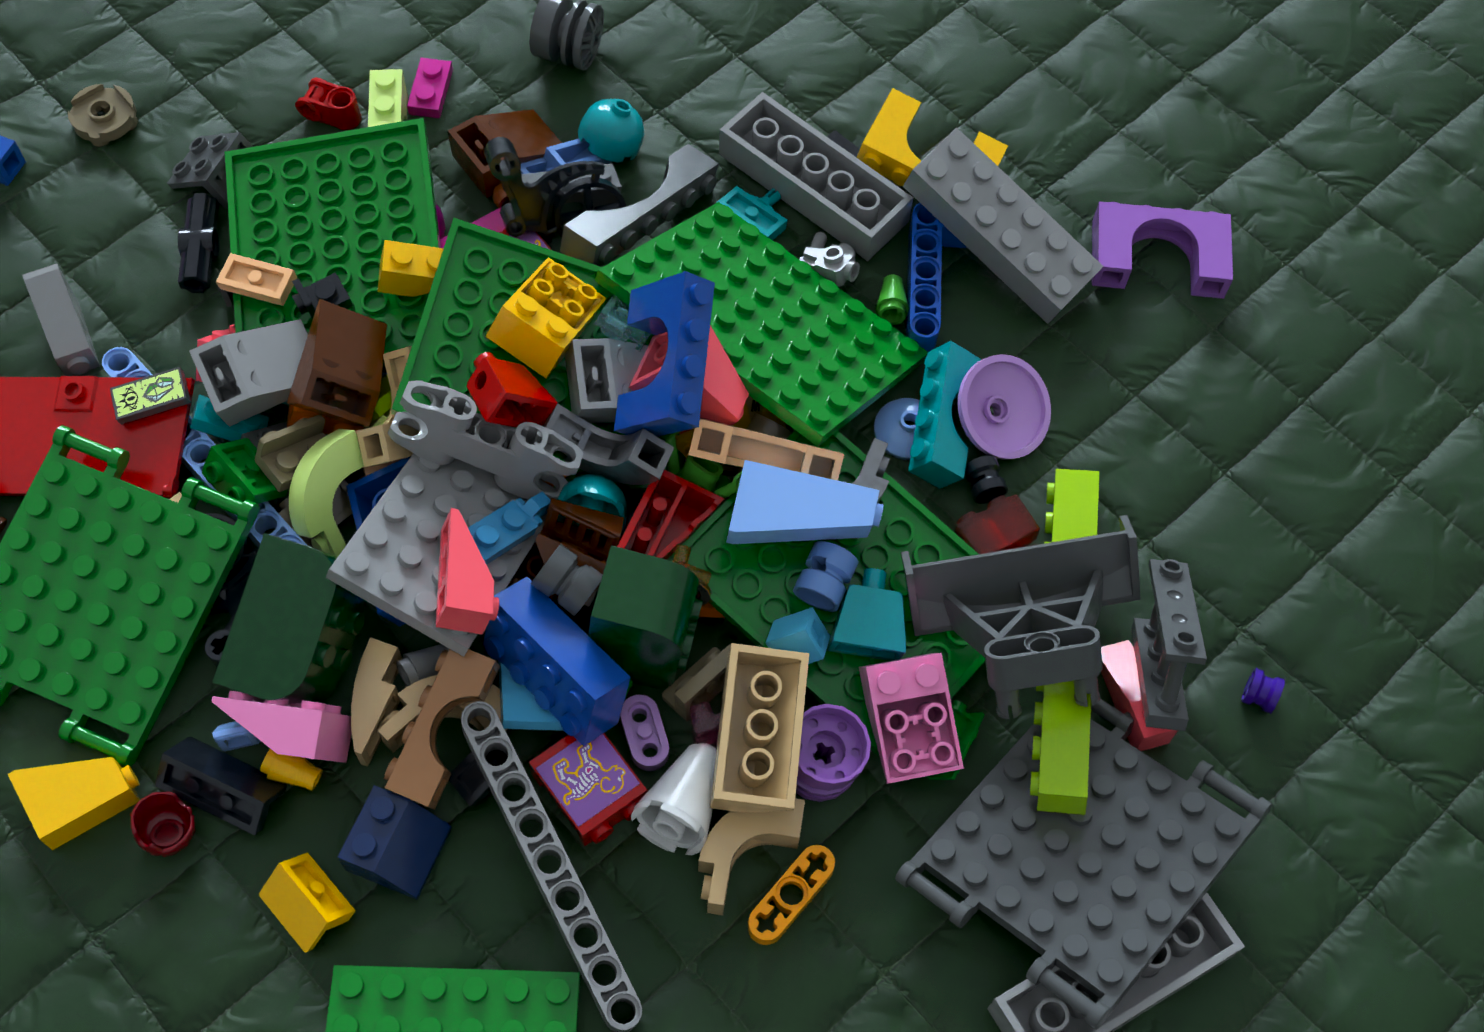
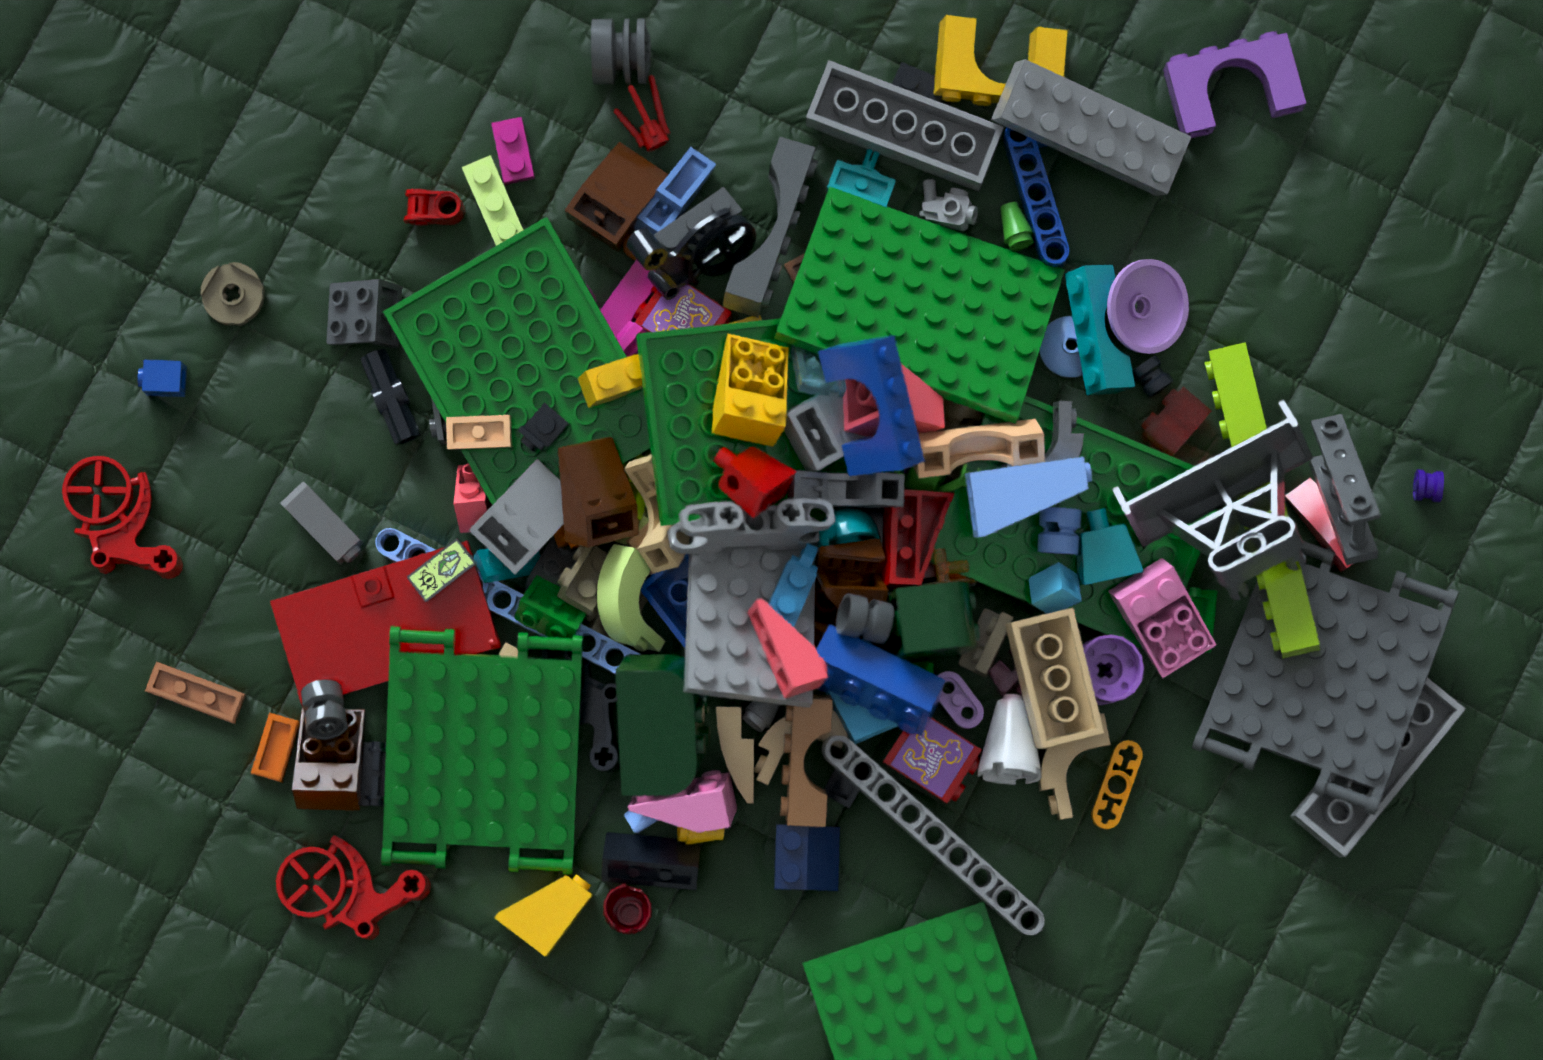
camera: 15 degrees left, 20 degrees up
(305, 900) = (758, 924): yellow panel -> none
(567, 112) = (652, 134): none -> red plant
(612, 129) = (704, 145): teal cylinder -> none

